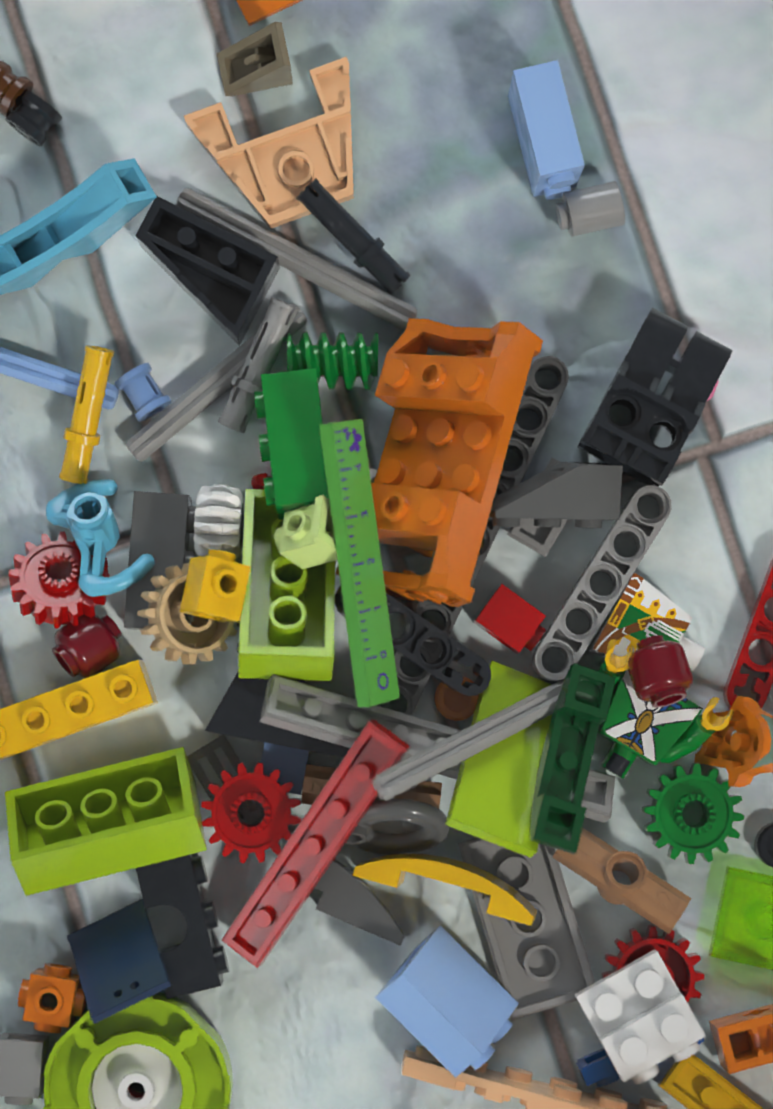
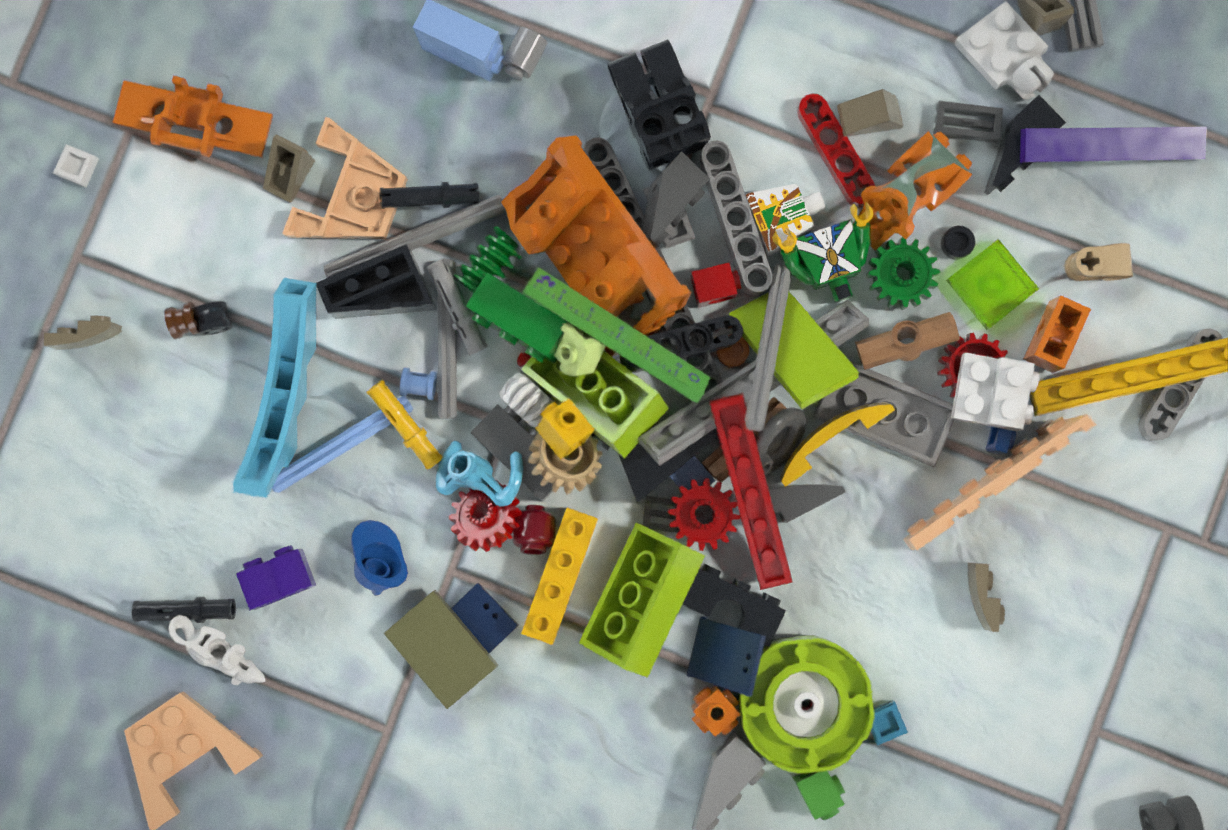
camera: 40 degrees left, 0 degrees up
(449, 1002) = (899, 491): light blue brick -> none
(567, 758) = (818, 314): dark green slope -> none
(660, 671) = (813, 223): dark red head -> none

